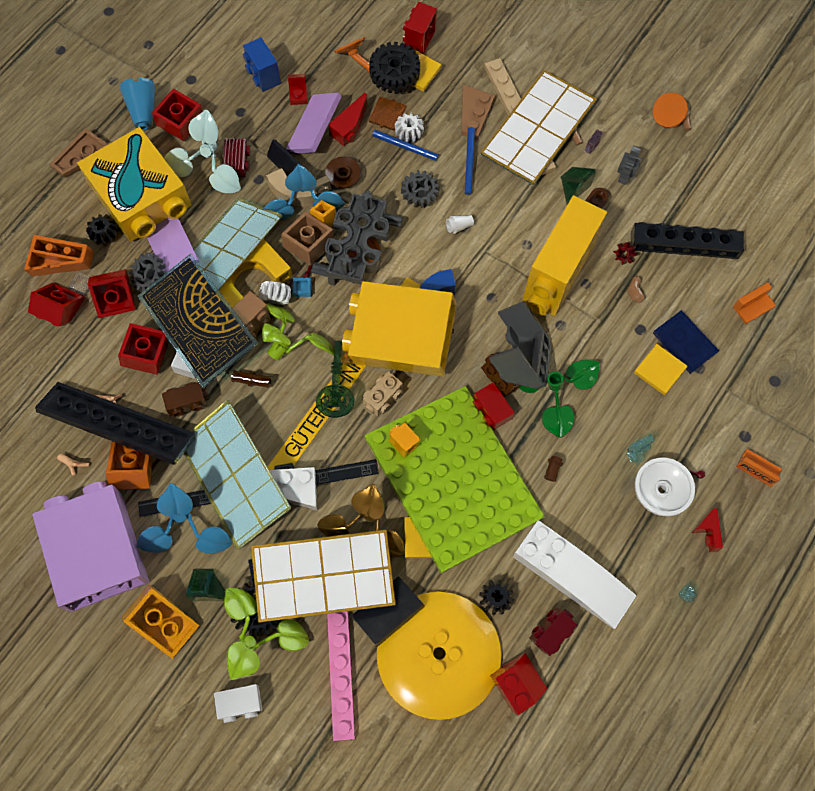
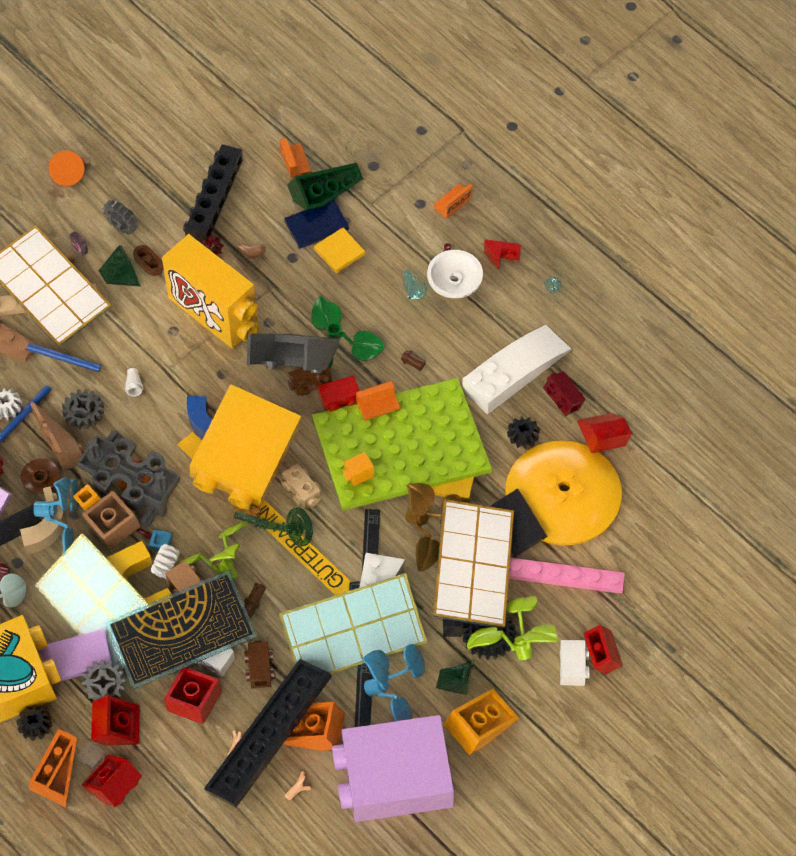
camera: 75 degrees left, 10 degrees down
(254, 732) = (602, 649): none -> red brick
(381, 175) = (60, 441): none -> medium nougat wedge
(490, 442) = (377, 400): none -> orange panel
(726, 333) = (323, 186): none -> dark green wedge

